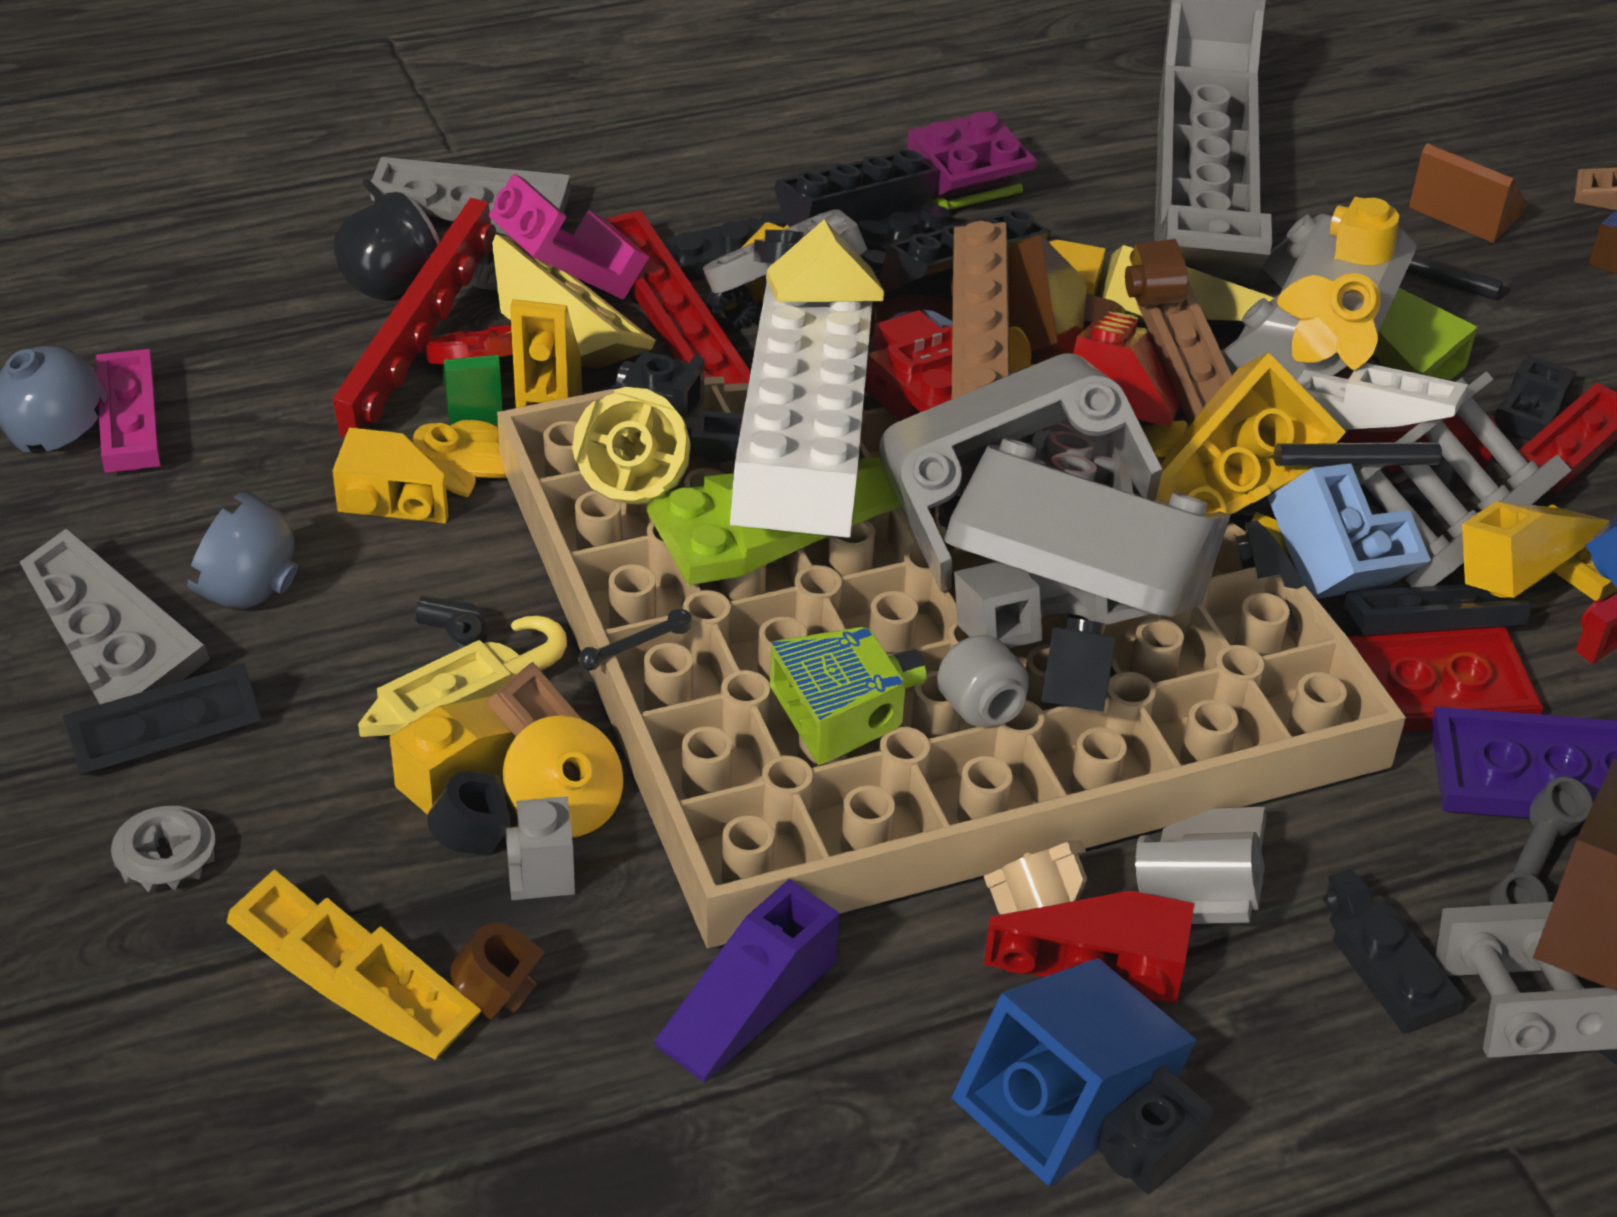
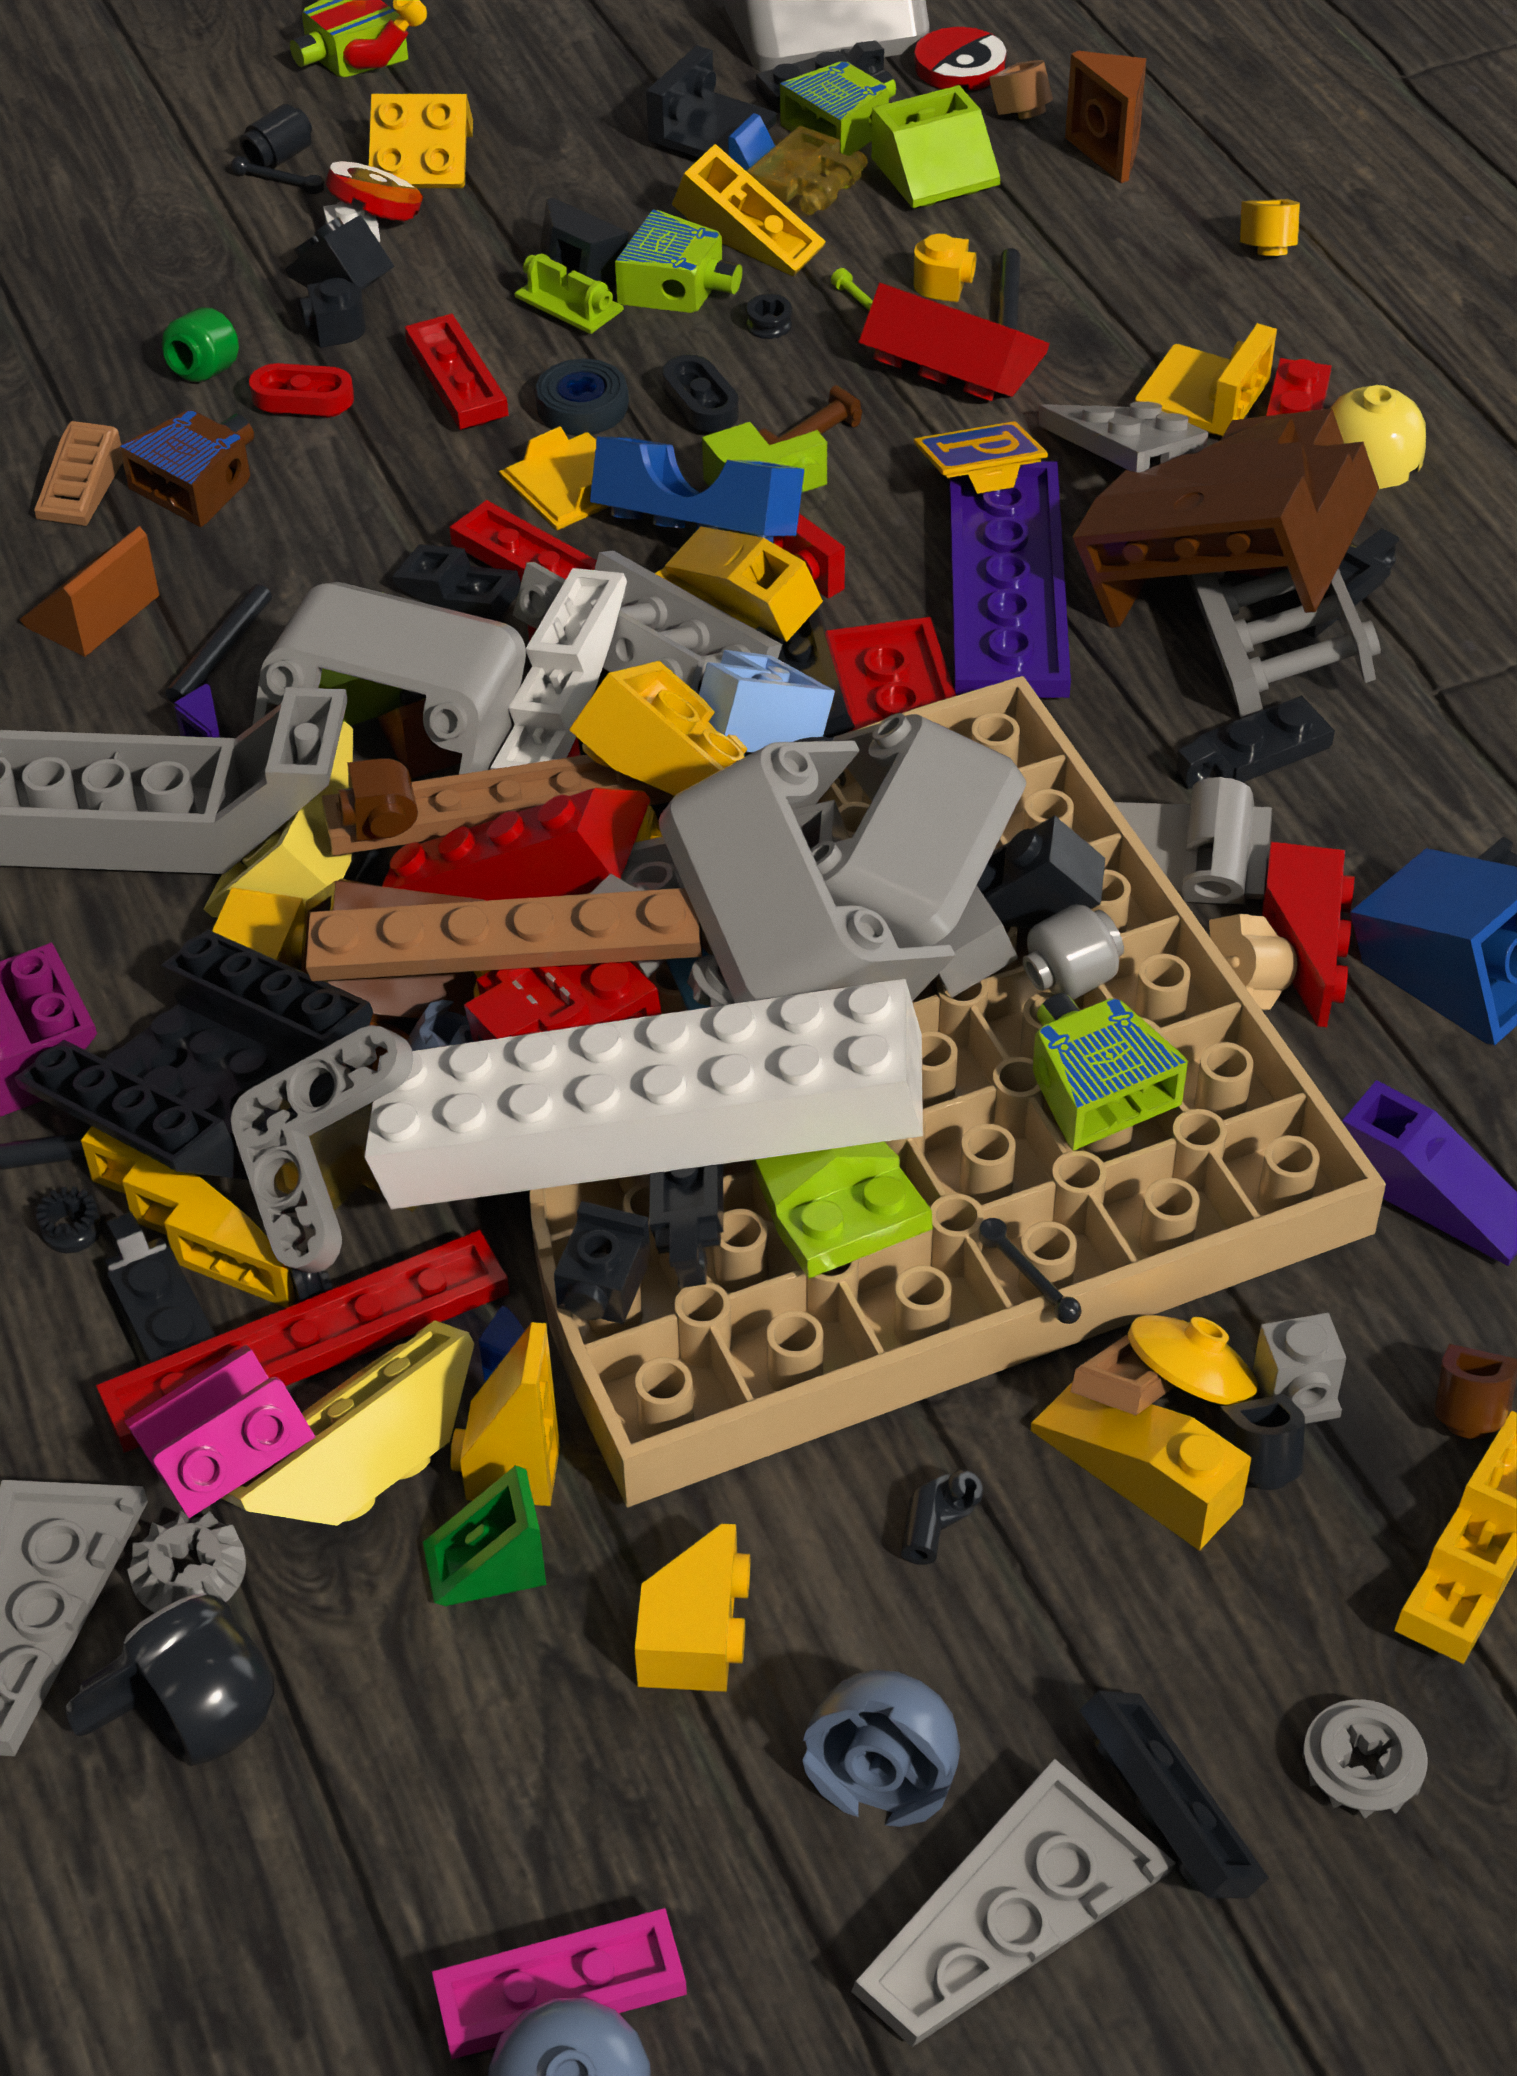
camera: 90 degrees left, 5 degrees up
(414, 318) = (367, 1616): red plate -> none
(459, 676) = (1048, 1488): light yellow plate -> none
(462, 452) = (617, 1548): yellow plate -> none
(463, 344) = (419, 1541): red tile -> none
(631, 446) = (761, 1259): light yellow cylinder -> none
(775, 245) = (361, 1131): black plate -> none
(823, 270) = (452, 1073): light yellow slope -> none
(1326, 324) = (499, 641): yellow plate -> none
(1357, 454) = (693, 657): black bar -> none
(1365, 231) = (353, 598): yellow plate -> none
(1553, 814) = (1080, 610): dark grey bar -> none

